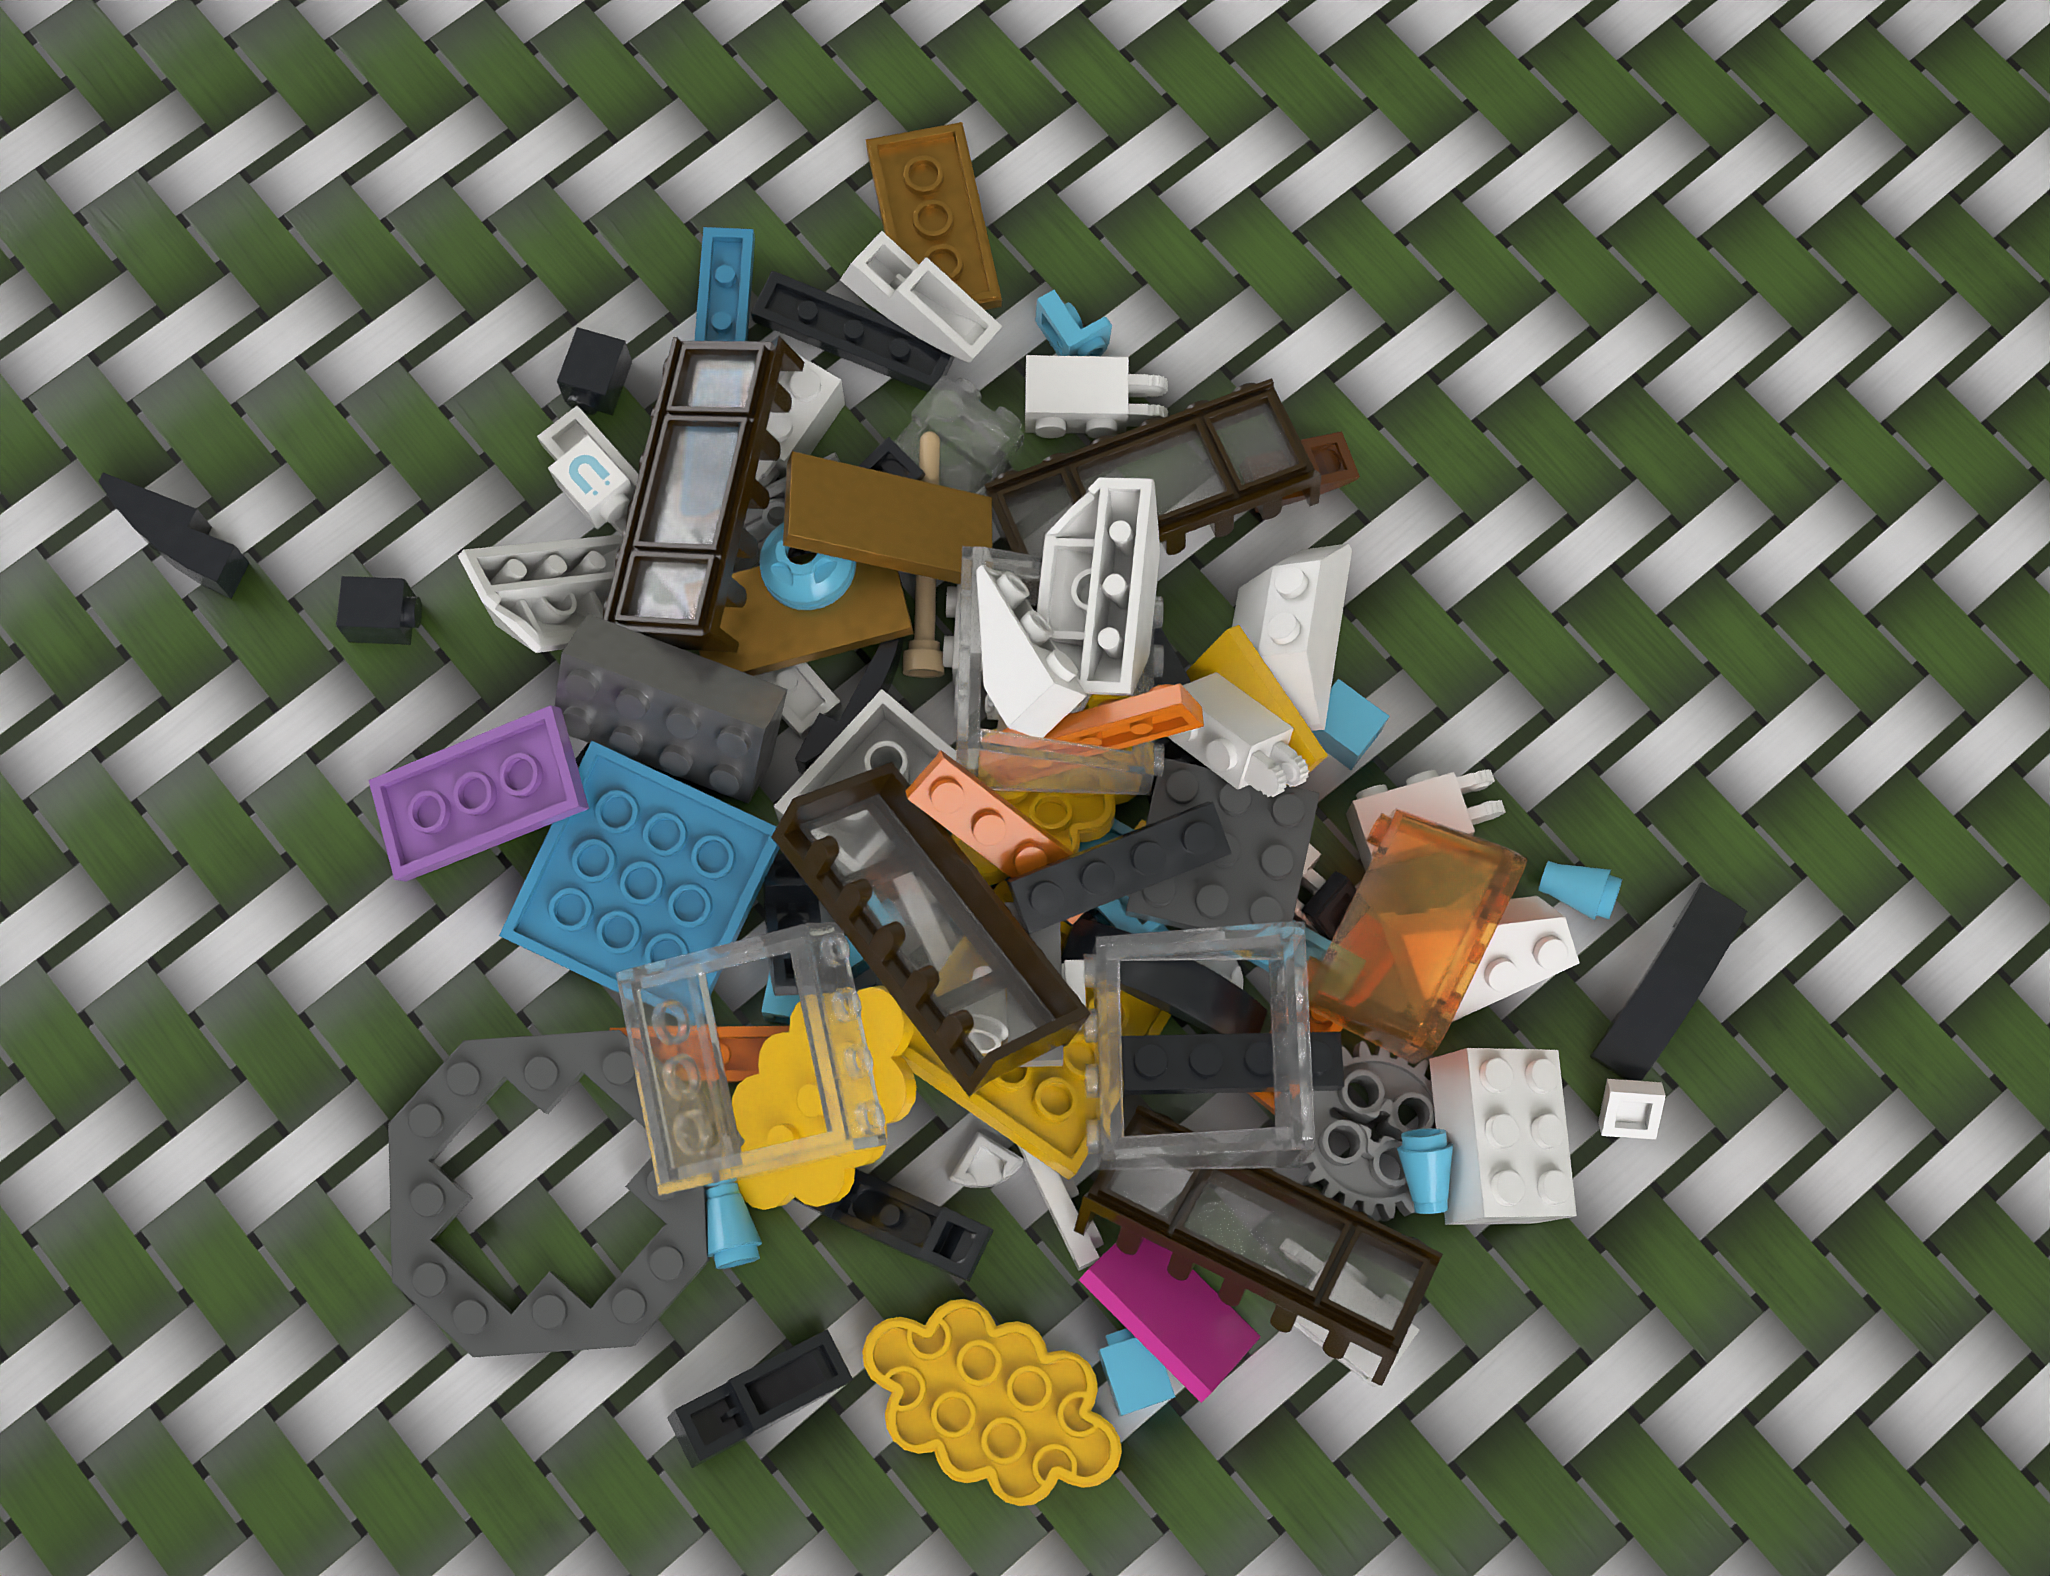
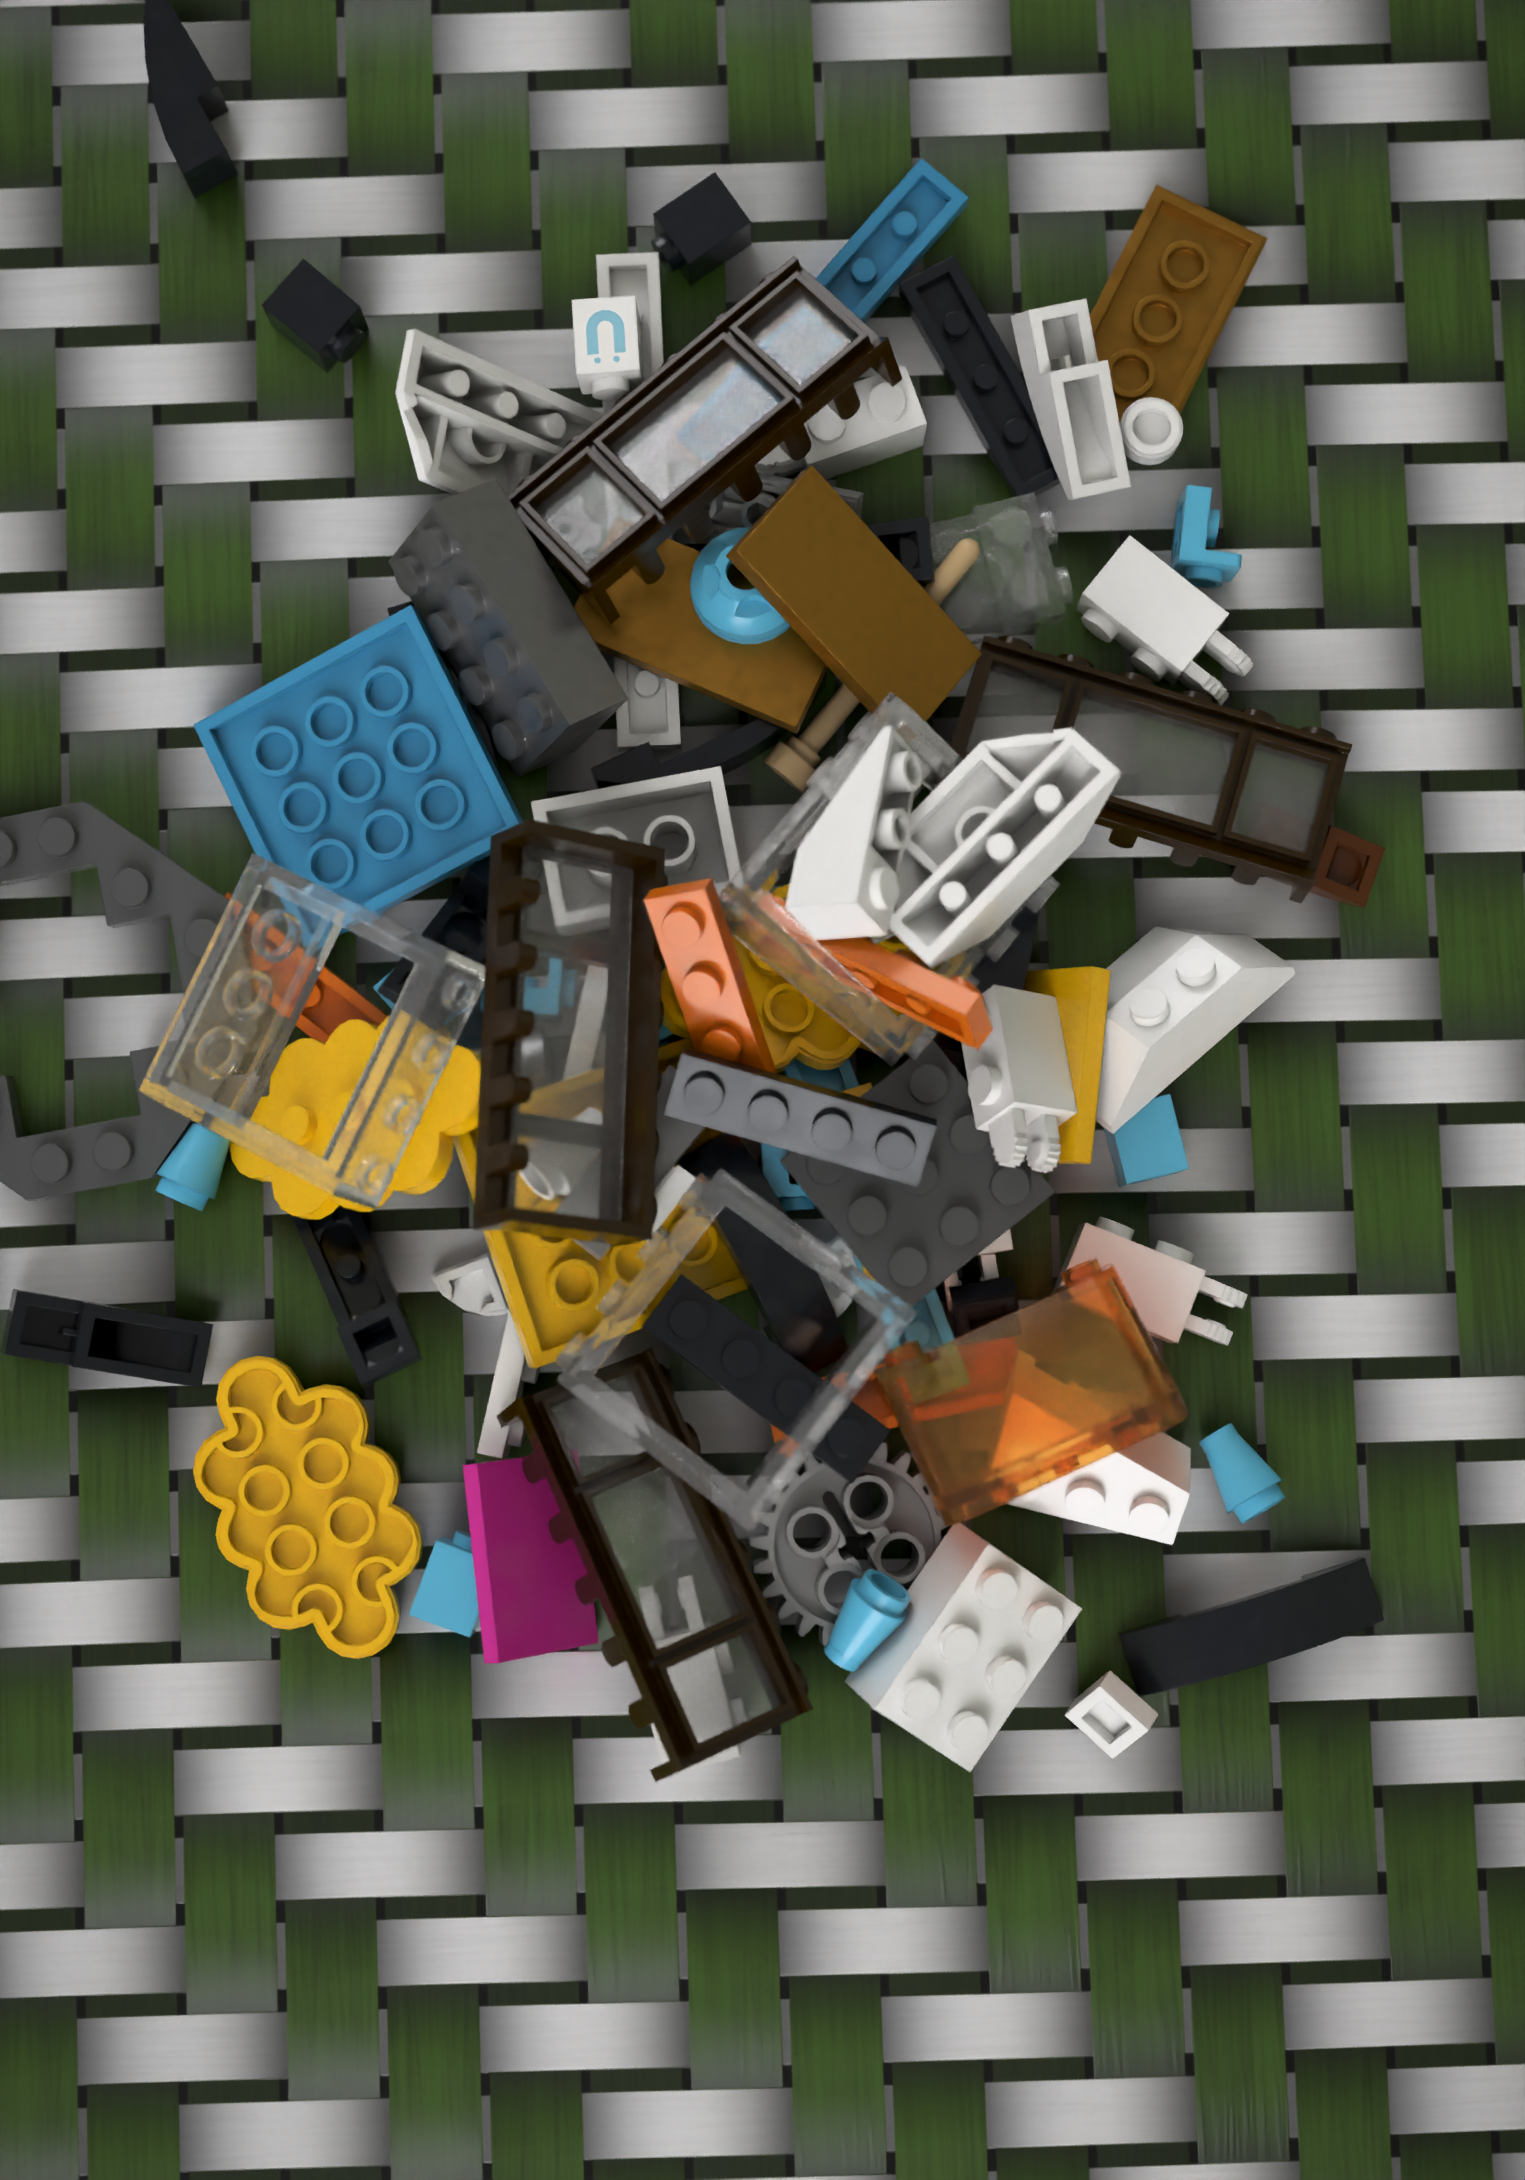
camera: 40 degrees right, 10 degrees up
(478, 793) = (272, 574): medium lavender plate -> none
(986, 284) = (1151, 430): none -> white tile

